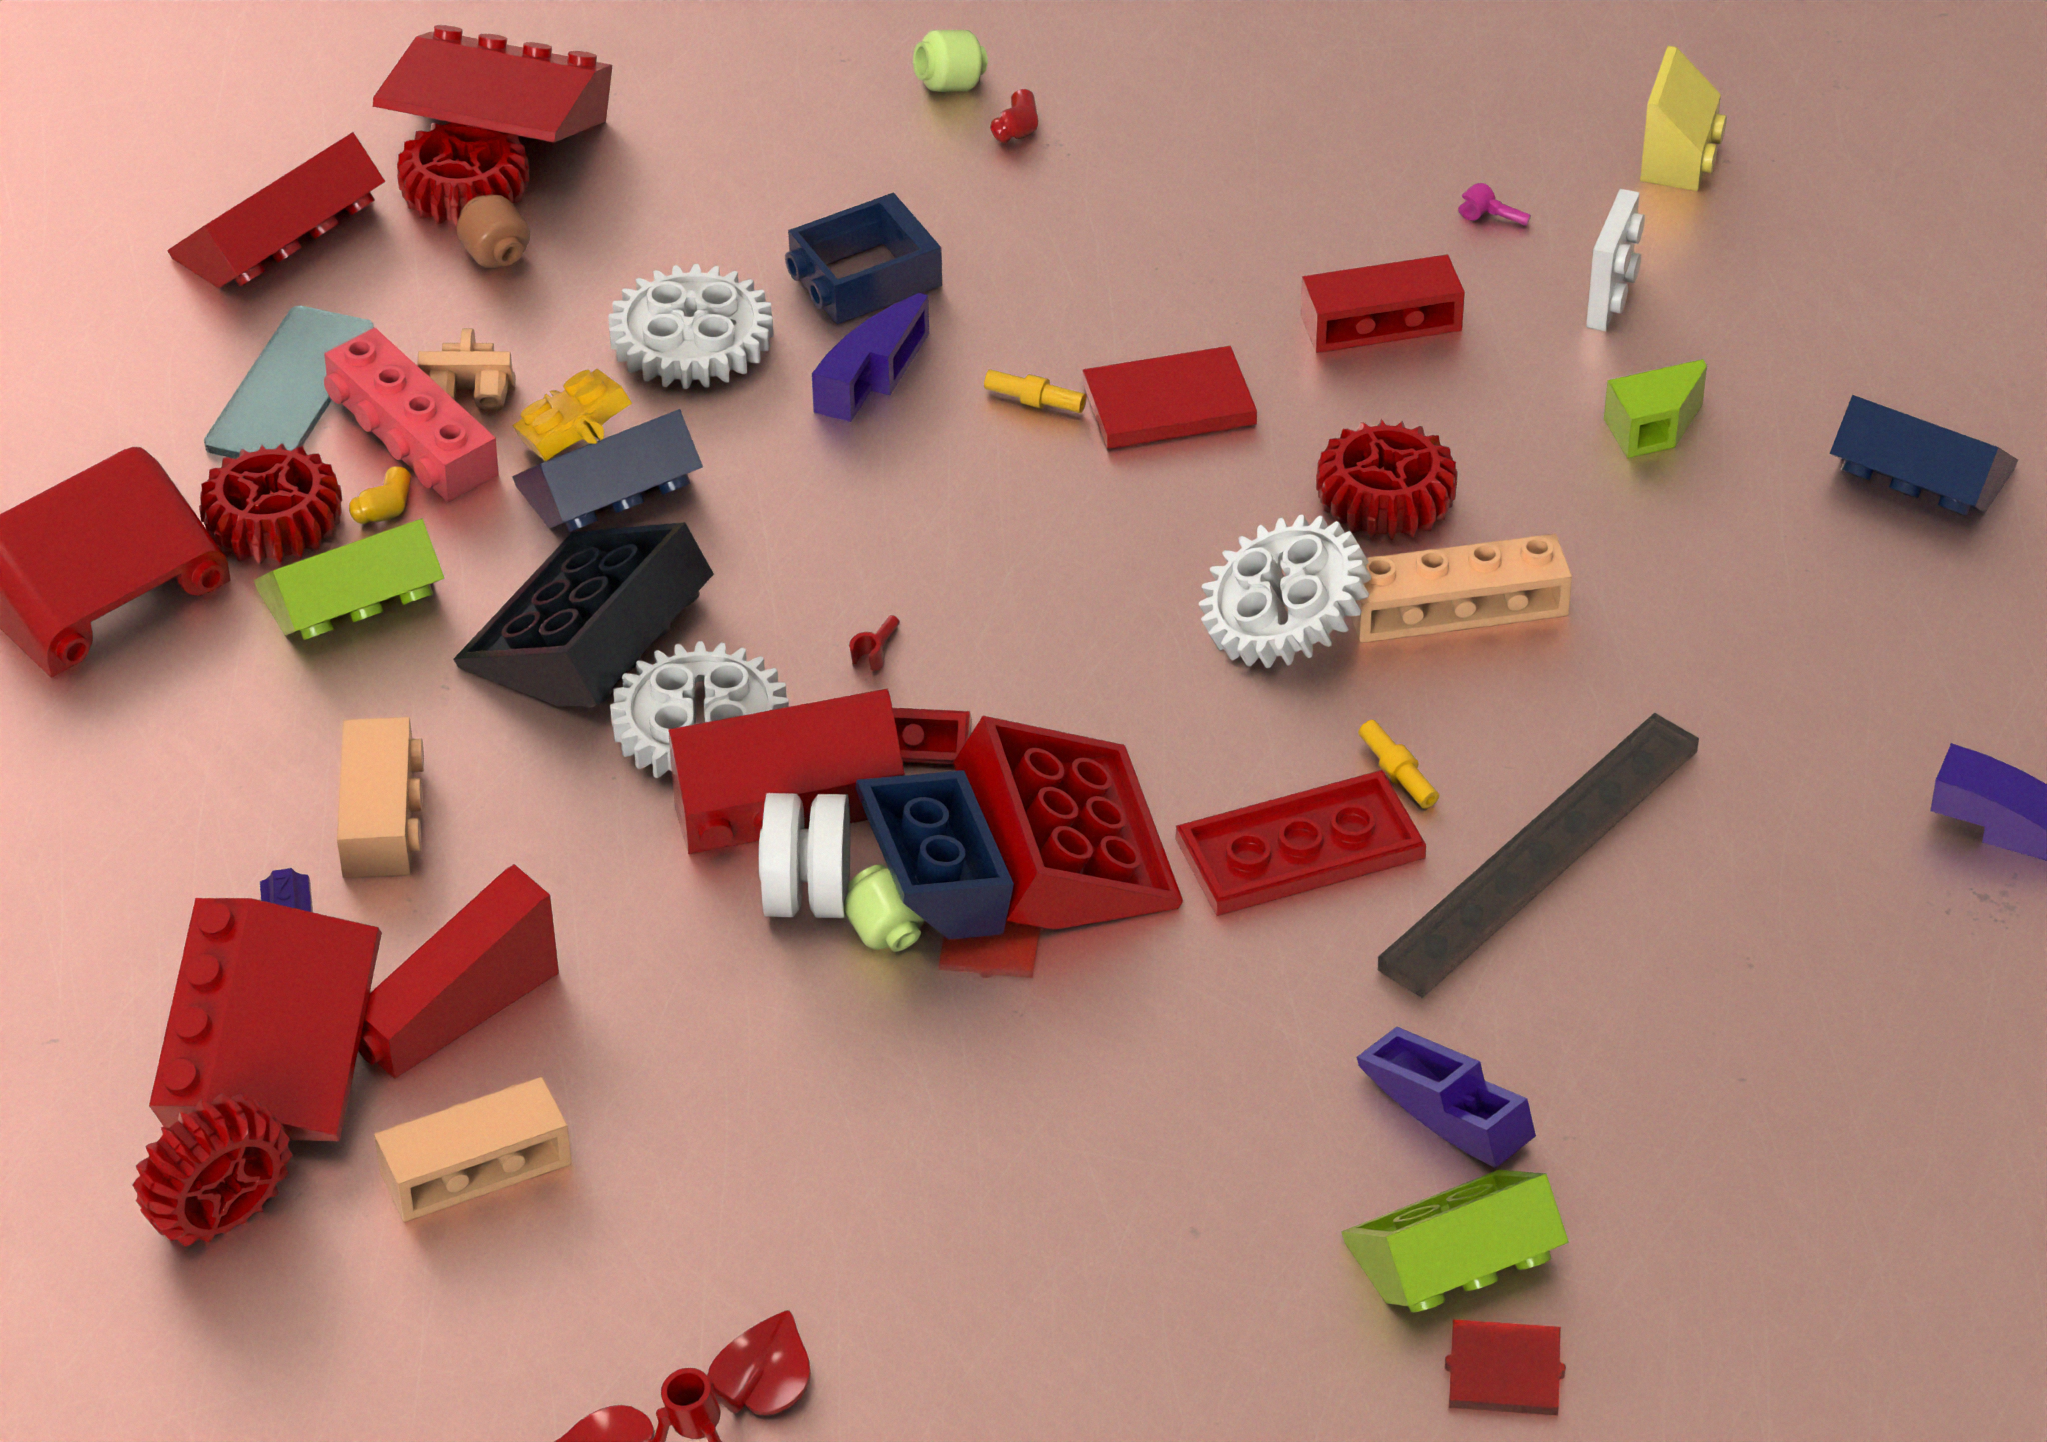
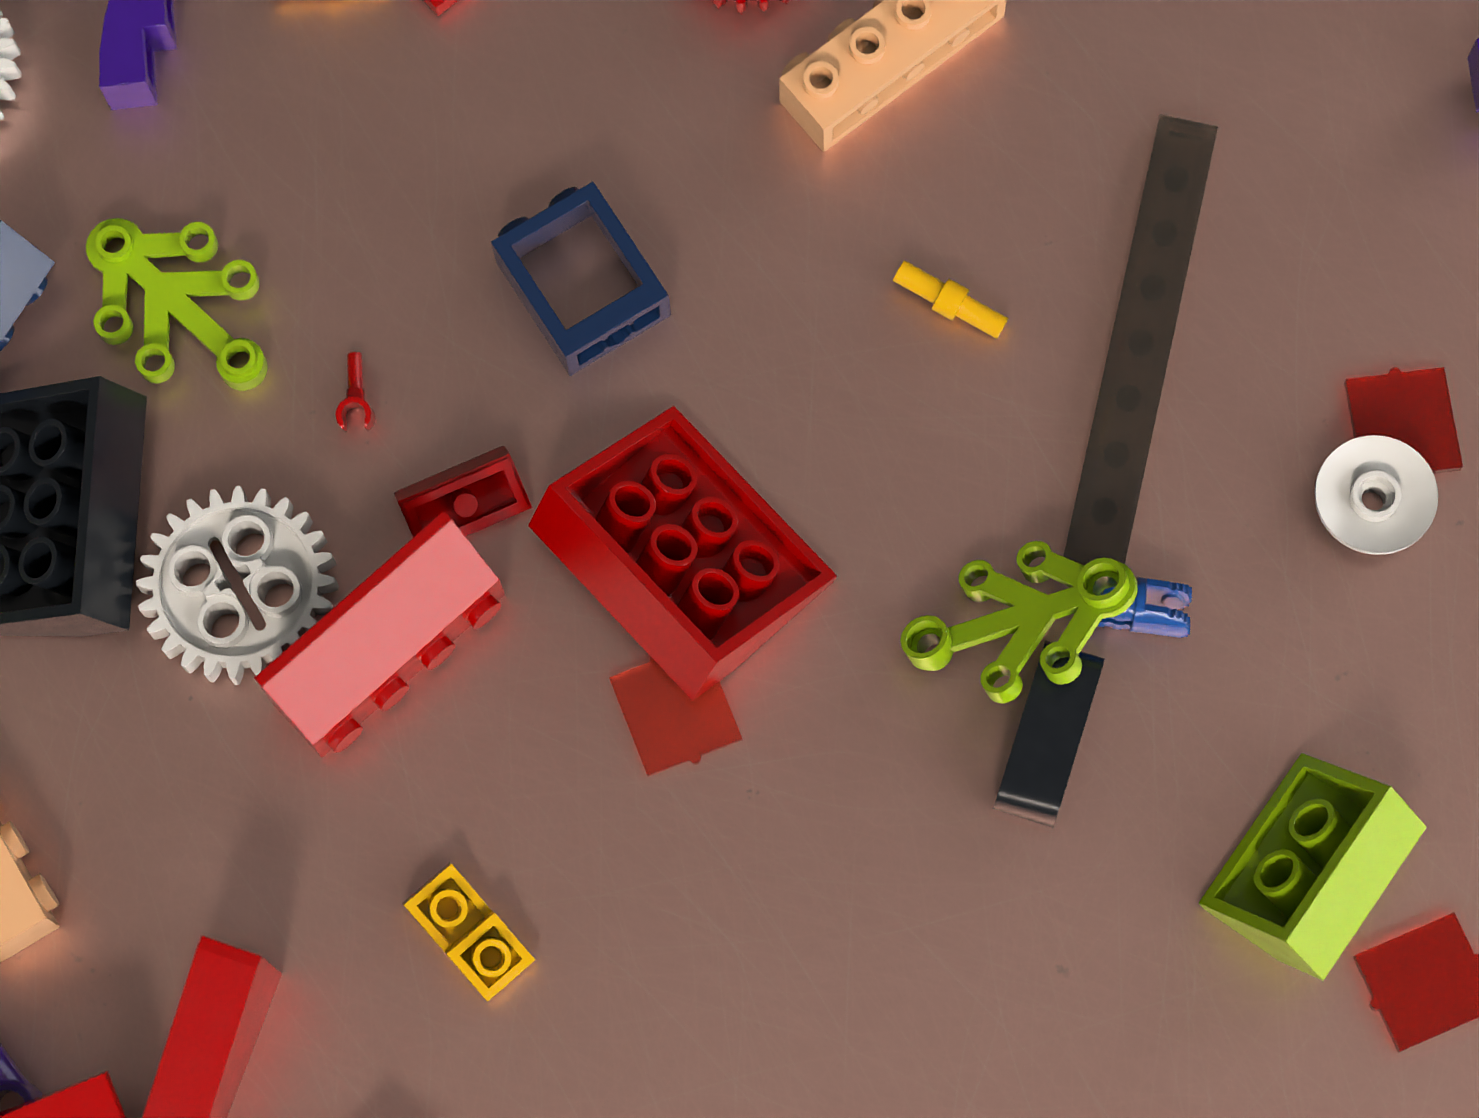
camera: 25 degrees left, 30 degrees up
(723, 998) = (468, 931): none -> yellow slope
(759, 490) = (169, 294): none -> lime plant
(801, 855) = (462, 738): white wheel -> none
(878, 911) = (566, 746): yellowish green head -> none
(940, 851) = (588, 665): dark blue slope -> none
(1080, 668) = (608, 326): none -> dark blue window
(1287, 1061) = (1047, 742): none -> black beam
(1300, 842) = (907, 444): red tile -> none
(1309, 964) = (1027, 617): none -> lime plant
(1320, 588) = (778, 115): white gear -> none
(1415, 1006) = (1155, 609): none -> blue hinge
(1449, 1095) = (1215, 695): dark purple slope -> none
(1674, 1016) = (1388, 470): none -> white dish
(1734, 994) = (1409, 409): none -> clear red piece

